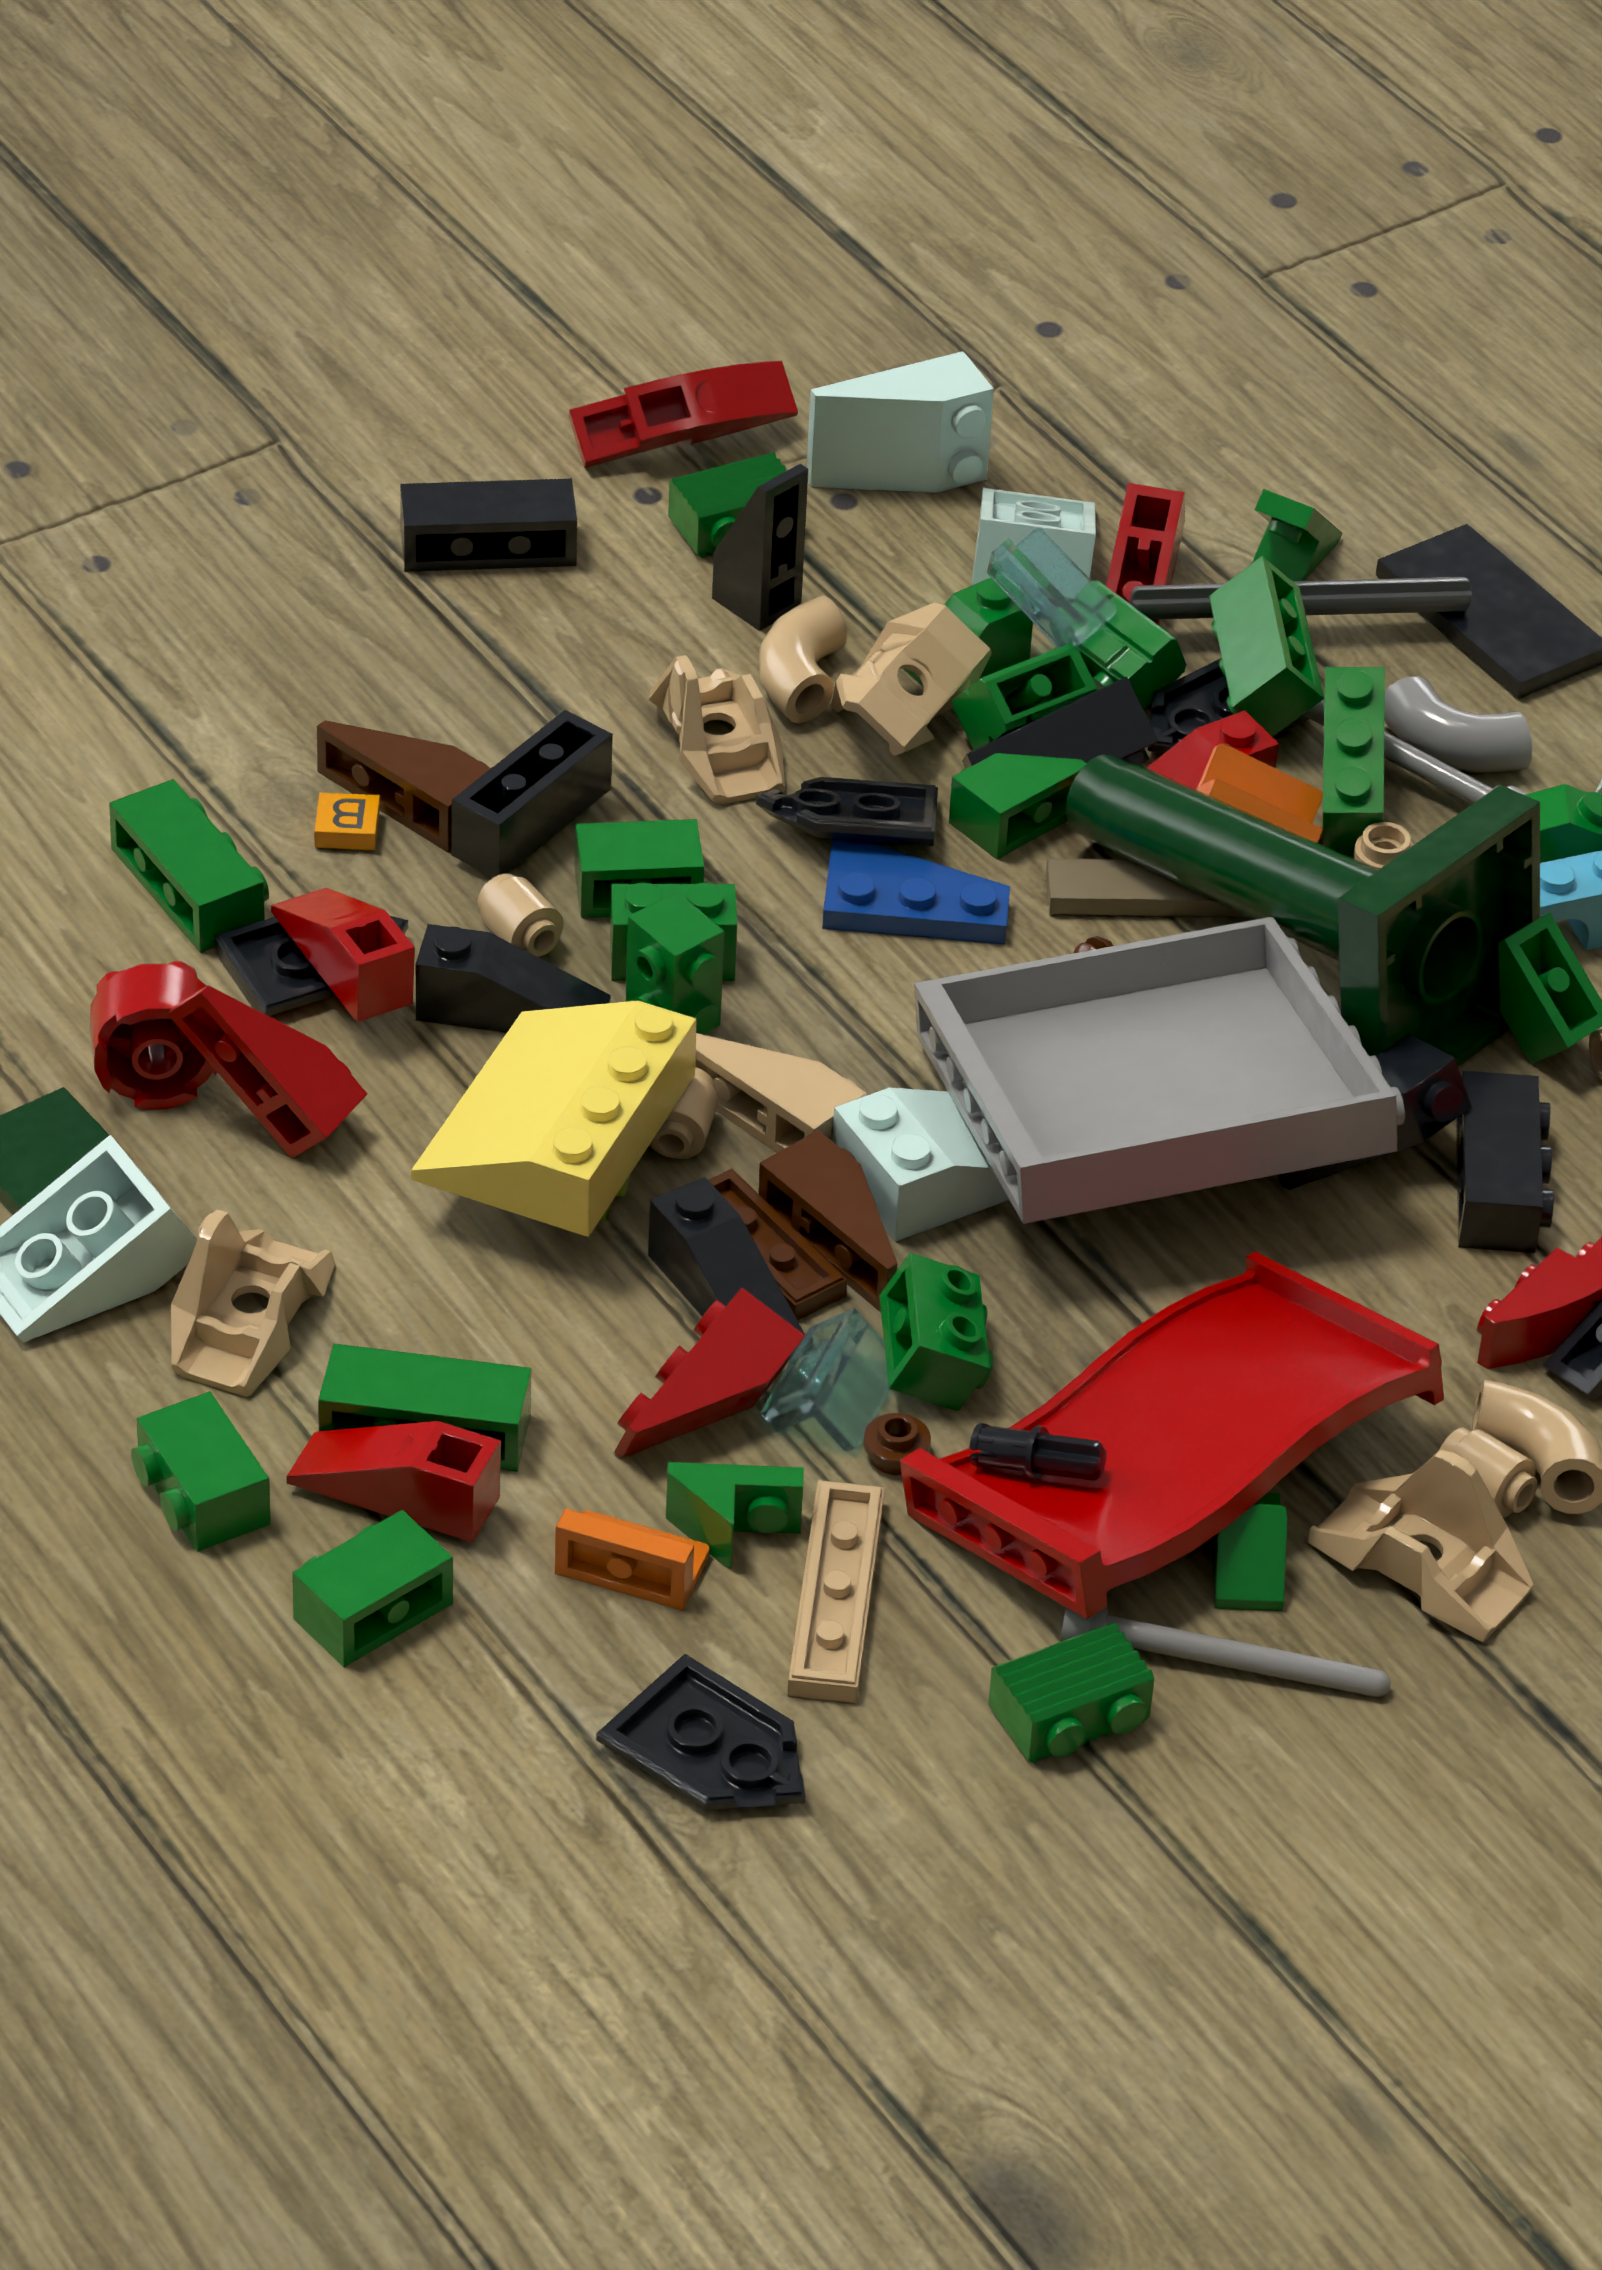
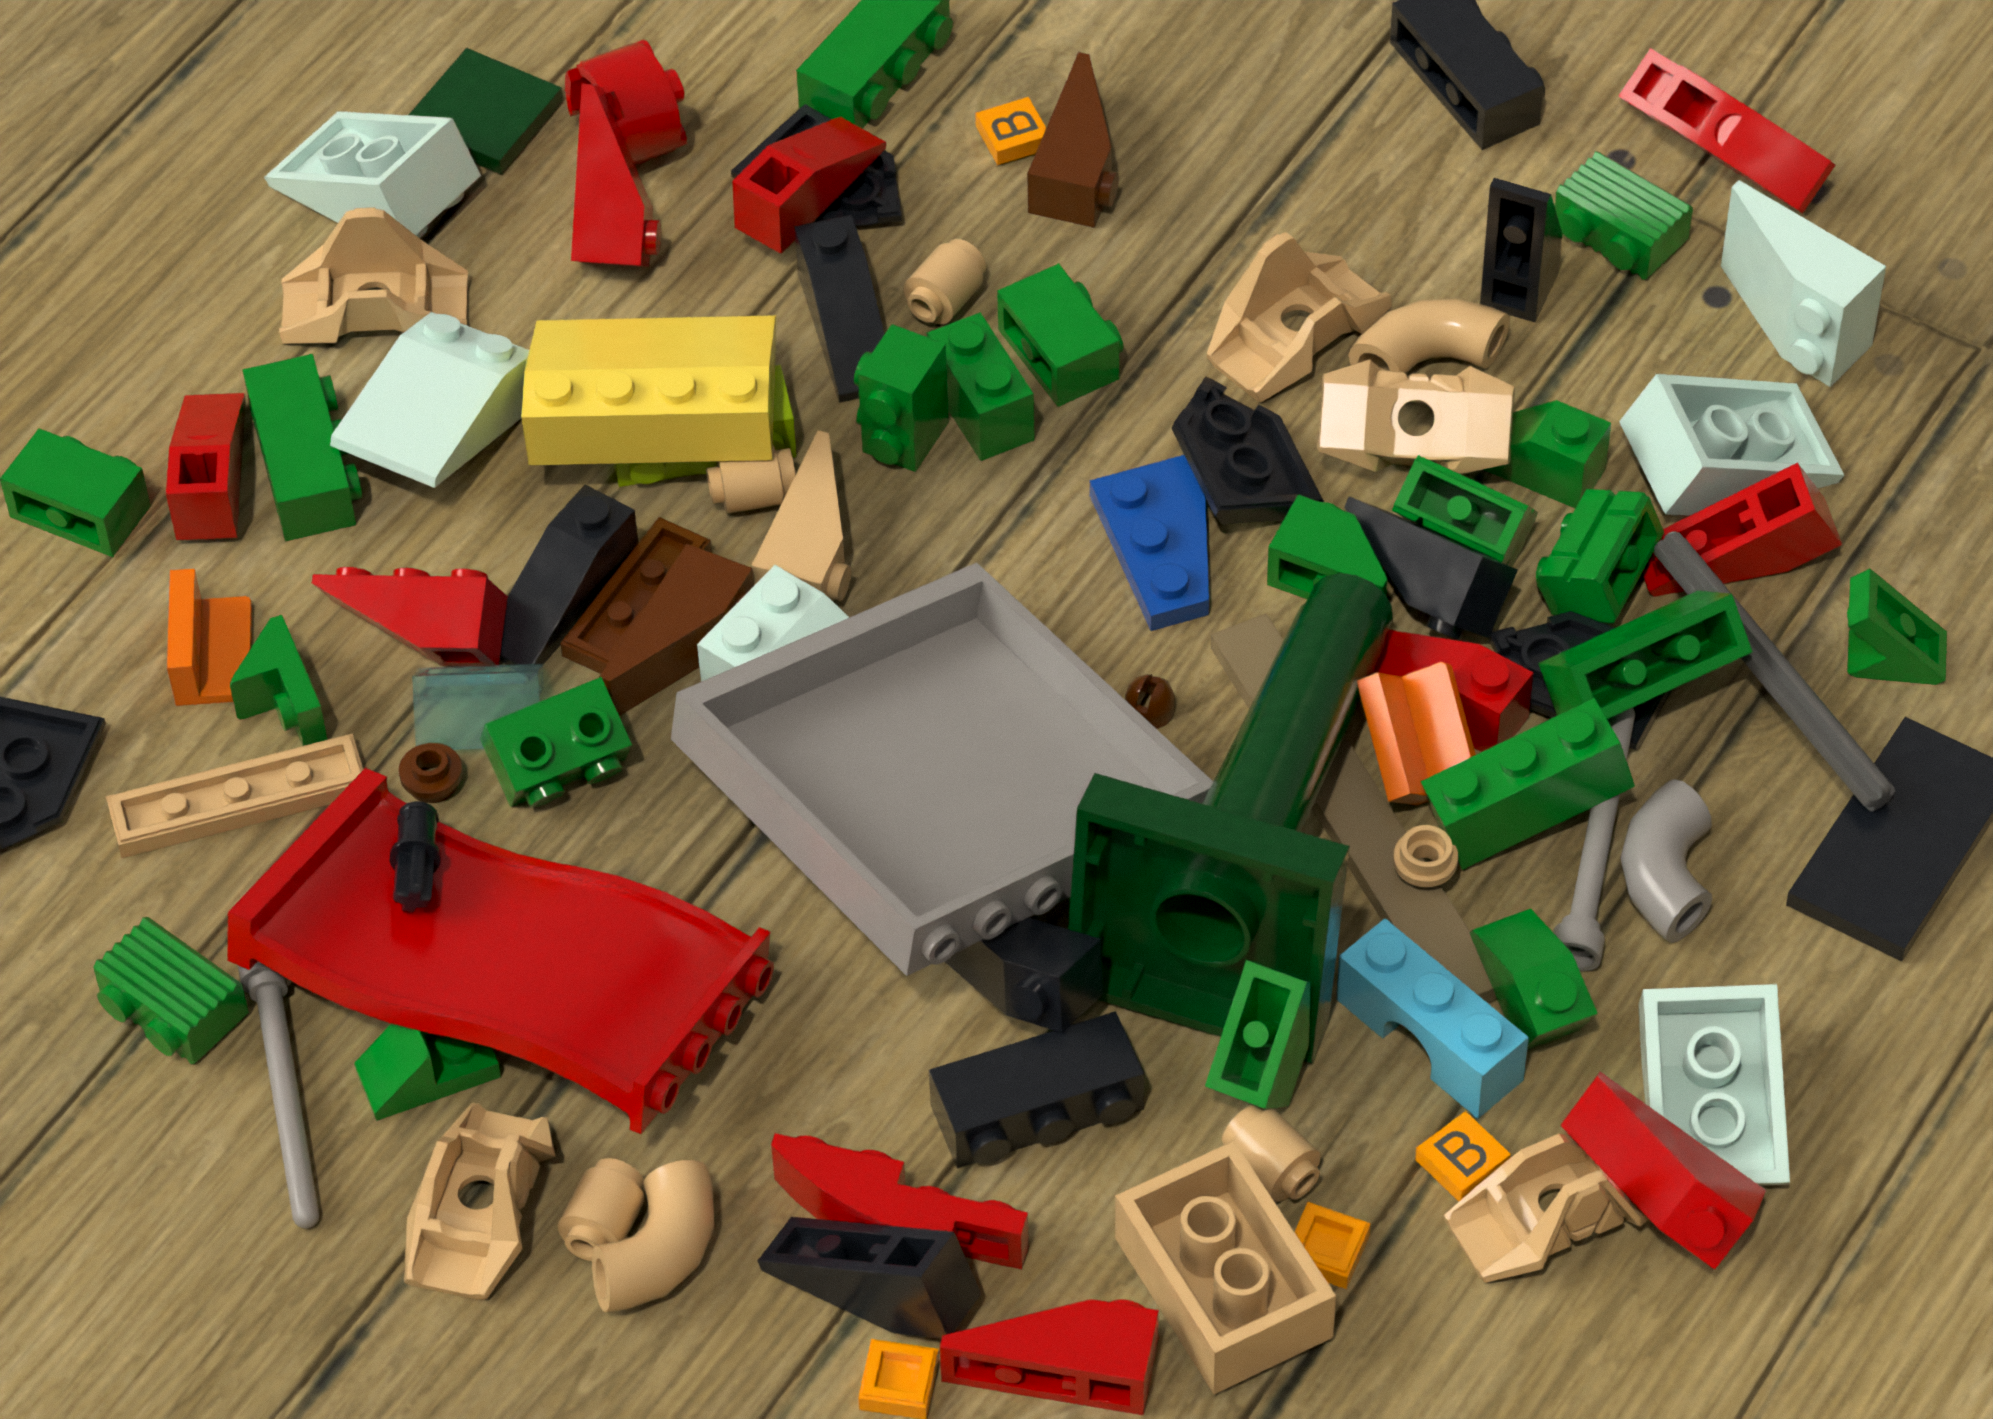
camera: 70 degrees right, 10 degrees up
(201, 1471) = (156, 341): green brick -> none
(454, 1275) = (435, 400): none -> light aqua slope
(531, 794) = (1092, 224): black brick -> none
(1050, 588) = (1580, 458): clear light blue panel -> none

